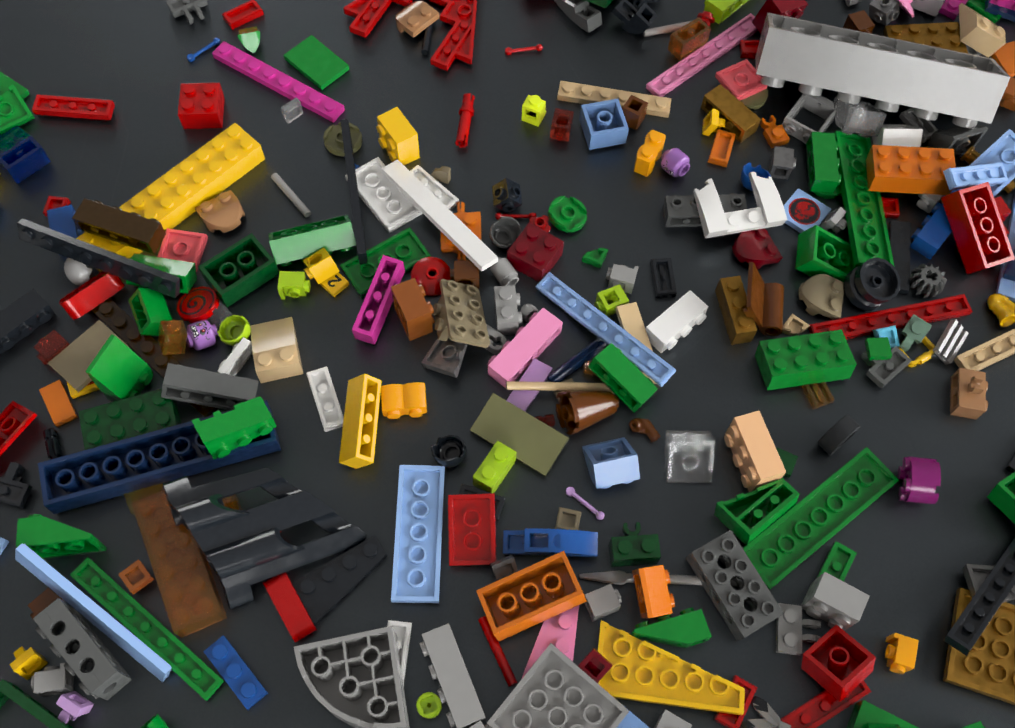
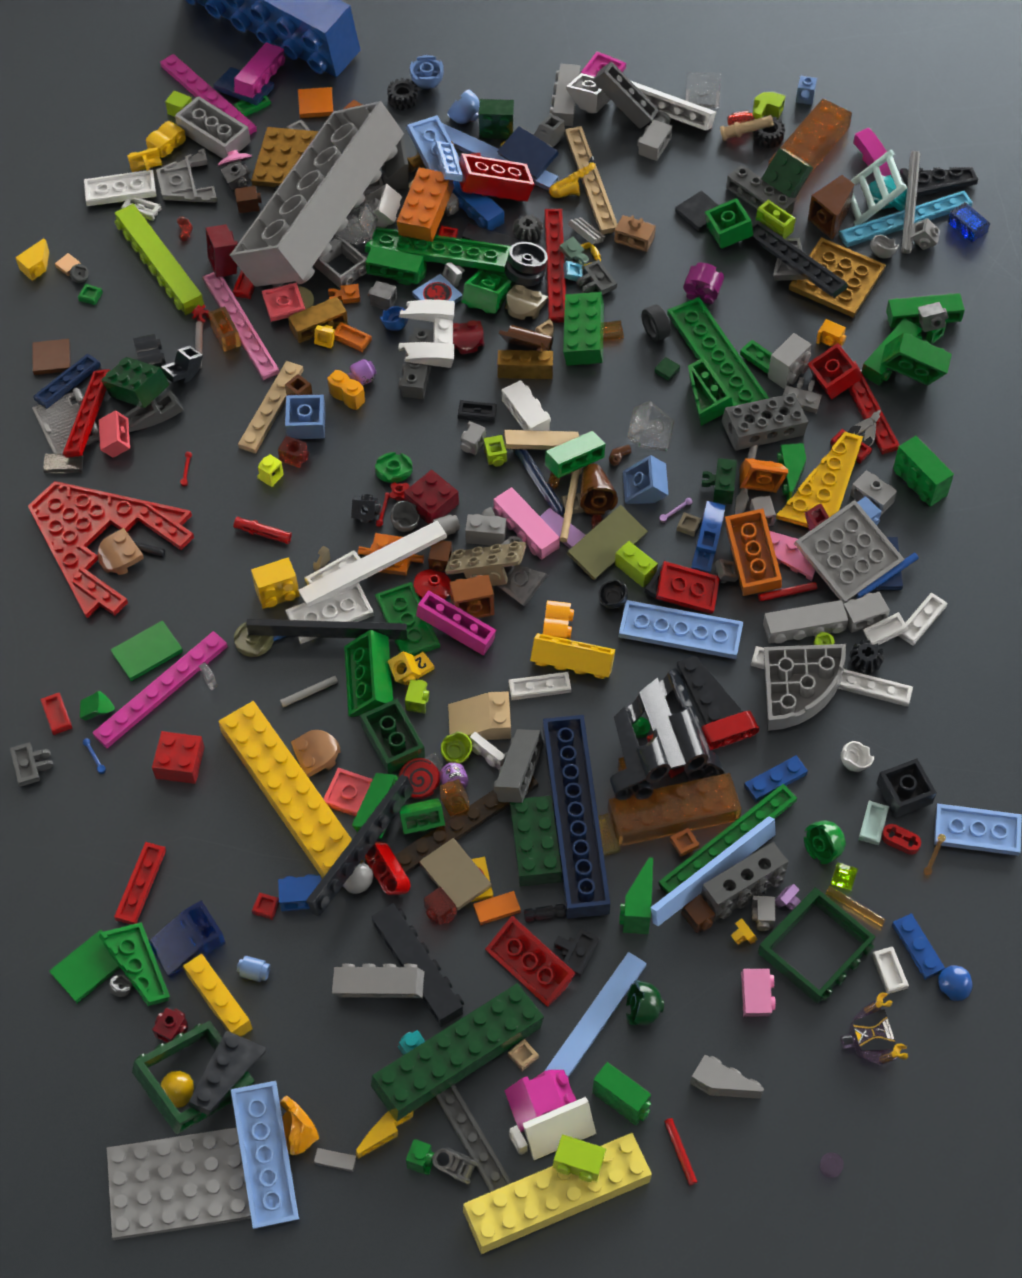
camera: 75 degrees left, 5 degrees down
(119, 225) = (328, 822): dark brown brick -> none
(119, 371) = (487, 841): green slope -> none
(235, 428) = (571, 737): green wedge -> none
(595, 257) = (443, 456): green tile -> none
(605, 329) = (521, 460): light blue tile -> none
(753, 451) = (660, 380): light nougat brick -> none
(878, 348) = (585, 277): green tile -> none
(980, 32) = (285, 114): tan slope -> none

